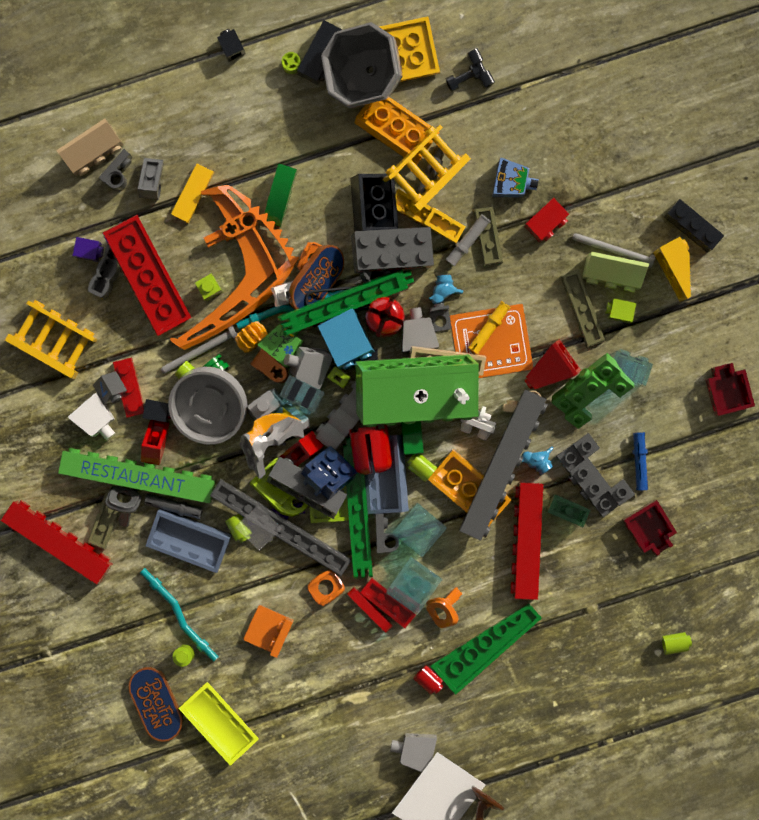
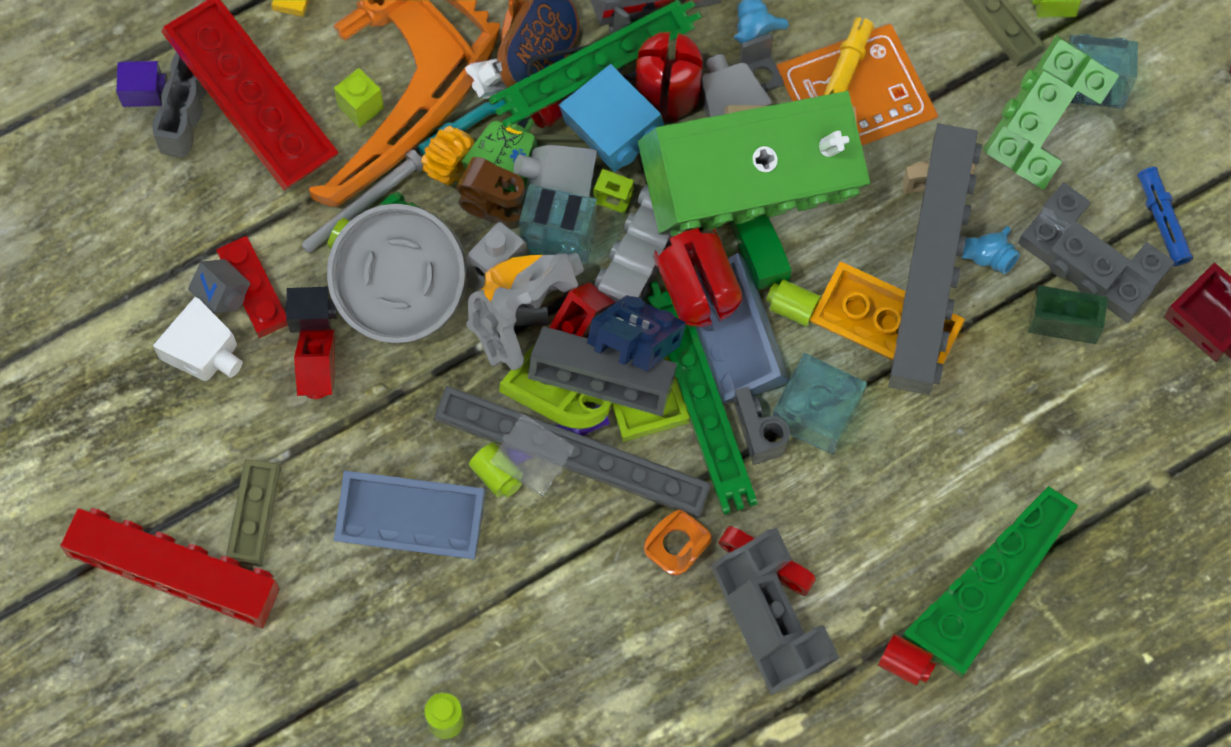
camera: 10 degrees left, 20 degrees down
(52, 357) = (106, 266): yellow fence -> none
(125, 508) = (285, 477): dark grey piece -> none
(136, 476) = (295, 424): bright green brick -> none
(181, 508) = (371, 462): dark grey pin -> none
(202, 645) = (473, 692): teal bar -> none
(268, 630) = (591, 638): orange bracket -> none
(361, 644) = (766, 616): none -> dark grey bracket
(377, 595) = (803, 543): red plate -> none
(414, 586) = (835, 495): clear light blue brick -> none
(446, 605) = (903, 515): orange piece -> none
(482, 422) = (855, 212): white hips -> none
(528, 541) = (1013, 384): red brick -> none
(552, 367) = (973, 92): red slope -> none

